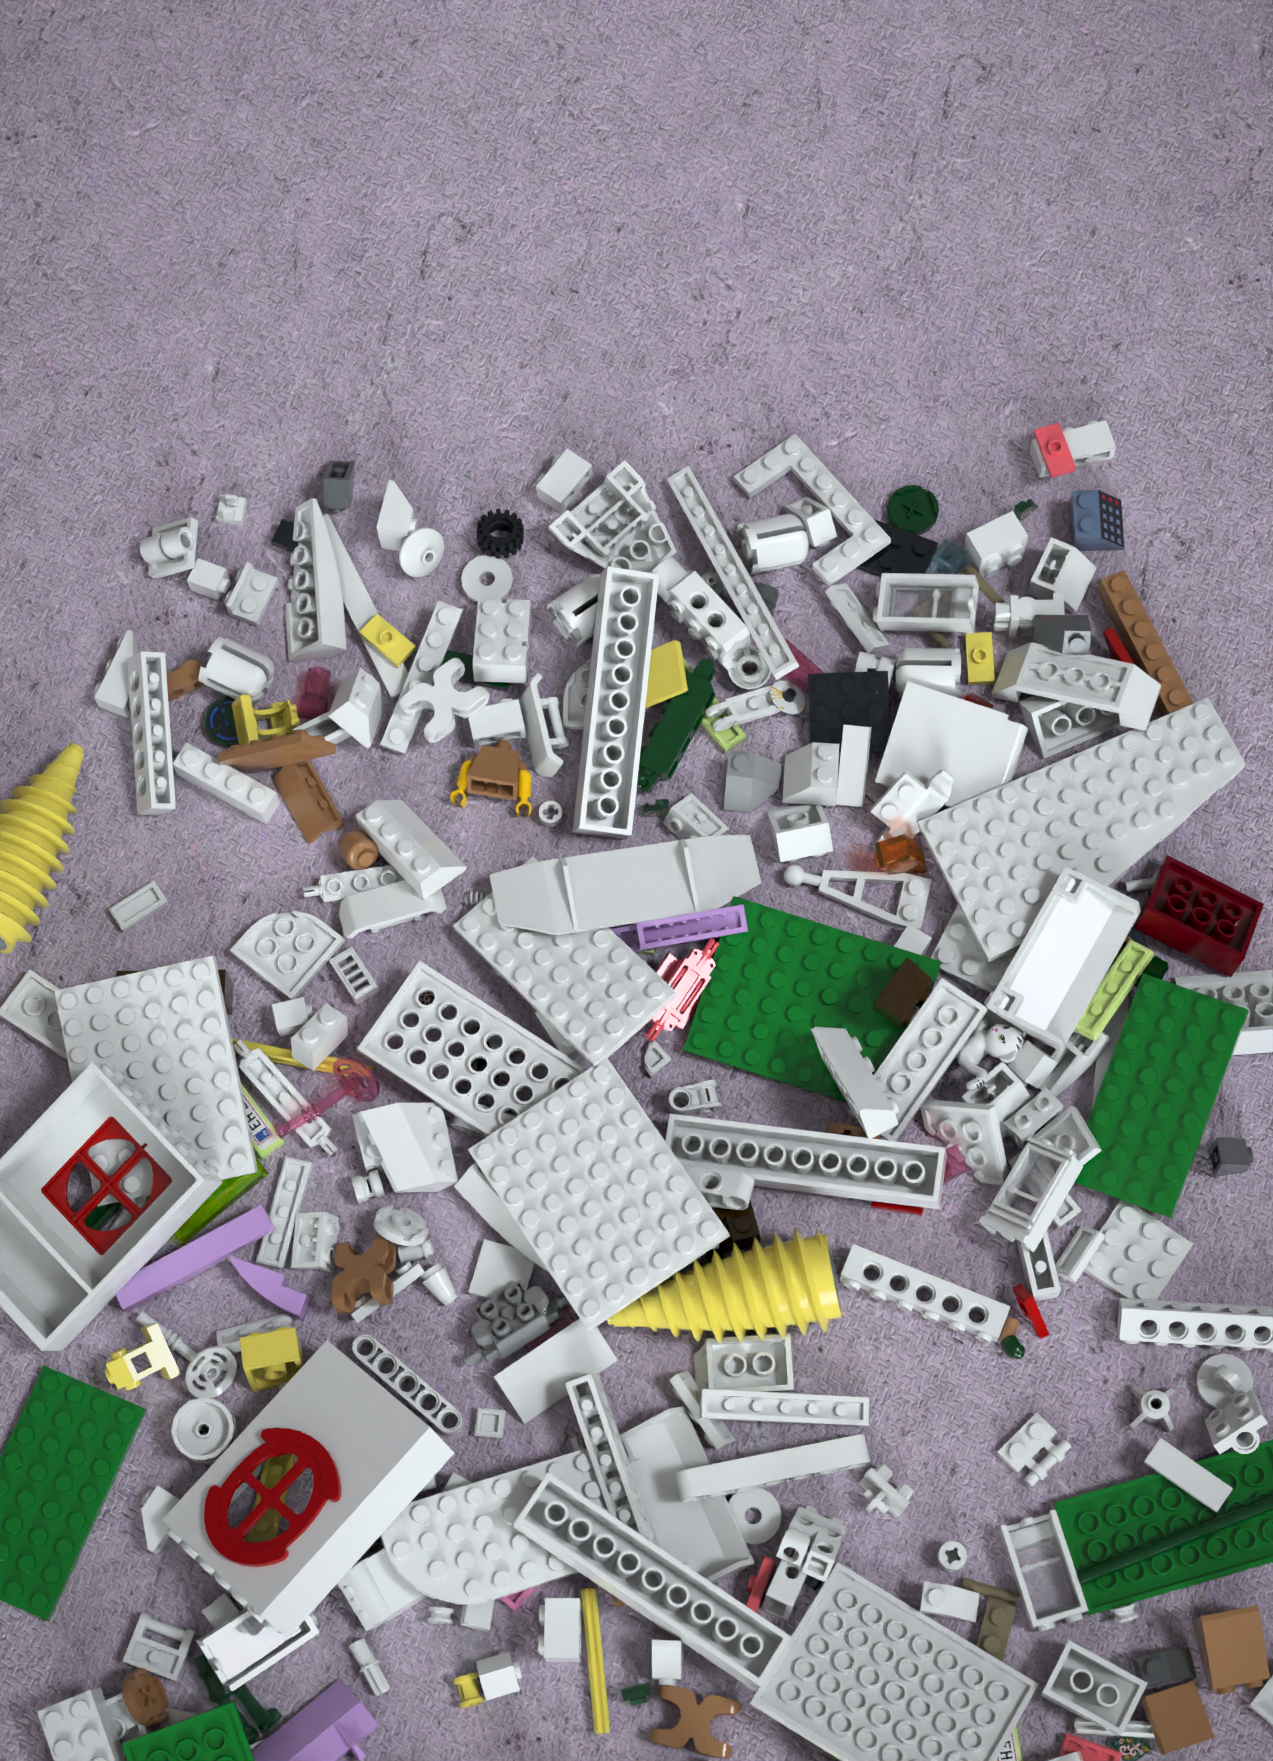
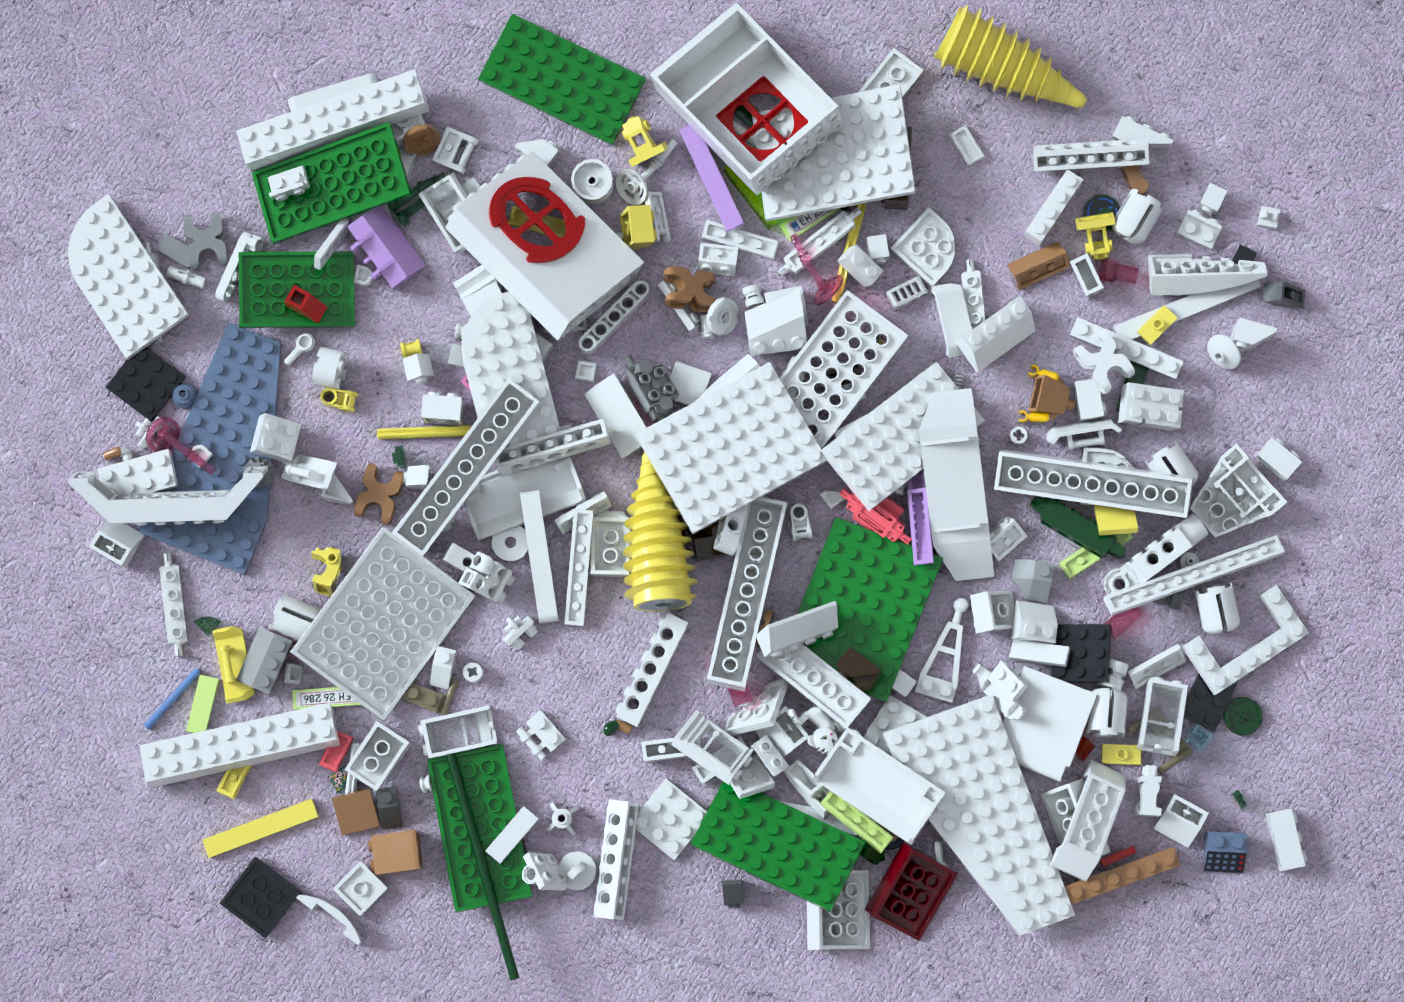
camera: 95 degrees right, 10 degrees up
(170, 548) = (1237, 172): white plate -> none
(273, 1288) = (687, 229): lavender slope -> none
(277, 751) = (1069, 241): medium nougat tile -> none
(358, 706) = (1102, 300): white slope -> none
(358, 850) = (996, 298): medium nougat head -> none
(369, 1667) = (431, 285): white axle -> none
(439, 1283) = (682, 341): white cone -> none
(486, 566) = (1191, 399): white tile -> none
(503, 545) = (1227, 414): black tyre -> none
(660, 809) = (1017, 512): clear green tile -> none
(743, 709) = (1089, 579): white hinge -> none
(758, 1584) = (462, 541): coral plate -> none
(787, 697) = (1096, 611): white piece -> none
(816, 520) = (1236, 639): white slope -> none
(900, 856) = (968, 680): clear orange slope -> none
(996, 545) = (1206, 772): white brick -> none
(1030, 1310) = (635, 741): red tile -> none
(1032, 1065) = (807, 759): white brick -> none
(1054, 450) = (1280, 823): coral plate -> none
(1063, 633) = (1128, 812): dark grey slope -> none
(1078, 1253) = (672, 779): white tile -> none

